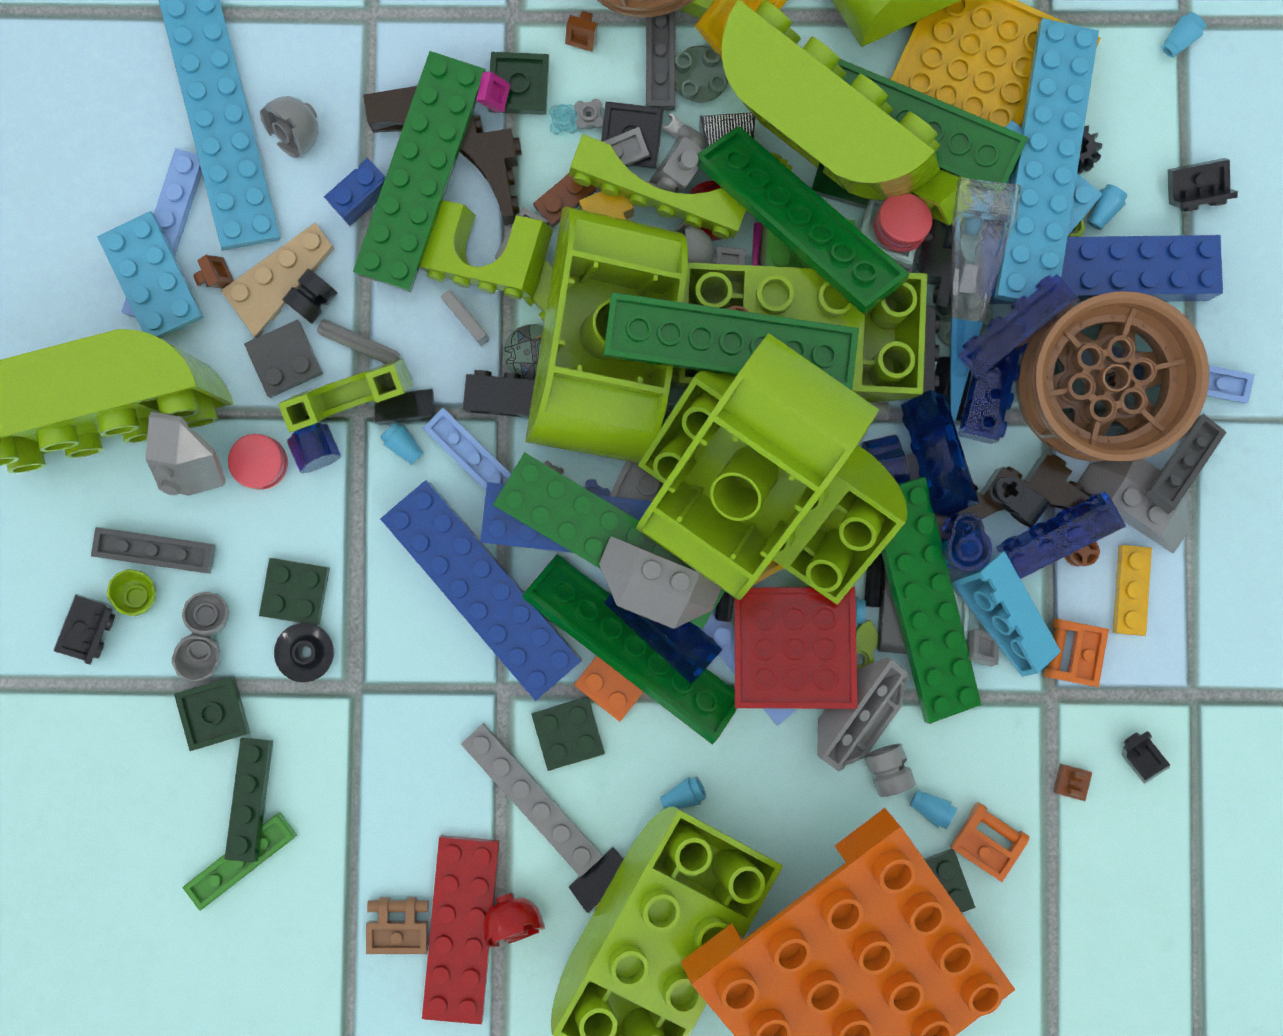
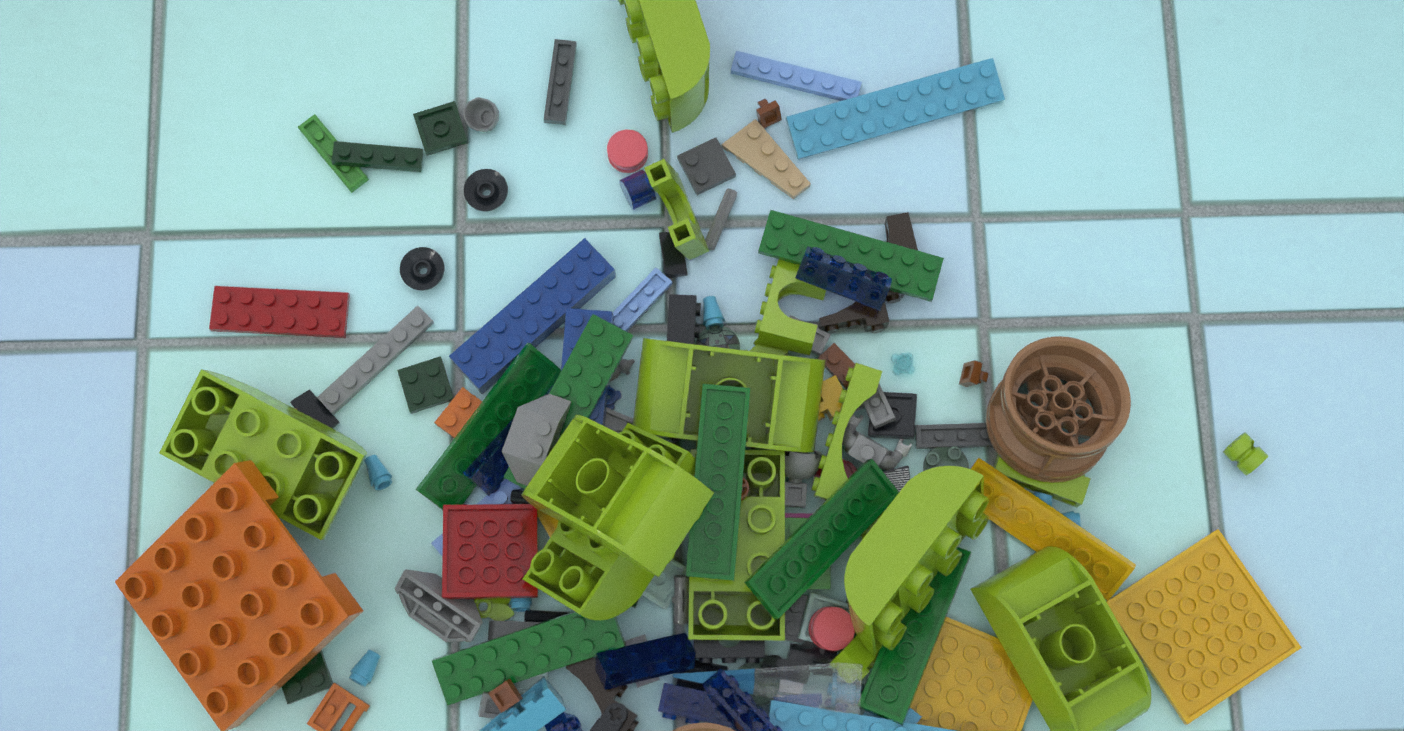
camera: 85 degrees right, 10 degrees down
(84, 628) = (502, 37): black bracket -> none
(131, 592) = (528, 68): lime hair -> none
(150, 276) = (761, 69): medium azure plate -> none
(180, 457) = (622, 93): light grey wedge -> none
(205, 613) = (513, 119): light grey hair -> none
(292, 124) = (883, 163): light grey cylinder -> none
(294, 591) = (531, 182): dark green plate -> none
(310, 296) = (754, 182): black wheel -> none
(356, 192) = (834, 211): blue brick -> none
(396, 743) = (416, 260): none -> black dish
(397, 936) = (275, 265): medium nougat plate -> none
(401, 442) = (644, 253): medium azure cone -> none
(453, 177) = (844, 278): none -> clear blue brick
(465, 317) = (741, 295): light grey tile -> none
(487, 357) = (711, 313): none -> medium azure cone
(493, 92) = (916, 307): dark pink plate -> none
(511, 920) = (284, 346): red cylinder -> none
(527, 79) = (928, 328): dark green plate -> none
(594, 120) = (911, 377): light grey plate -> none
(890, 455) = (639, 621): clear blue piece -> none
(890, 771) = (395, 631): light grey wheel -> none
(965, 542) = (572, 681): clear blue piece -> none
(977, 629) = (505, 695): none -> dark orange tile

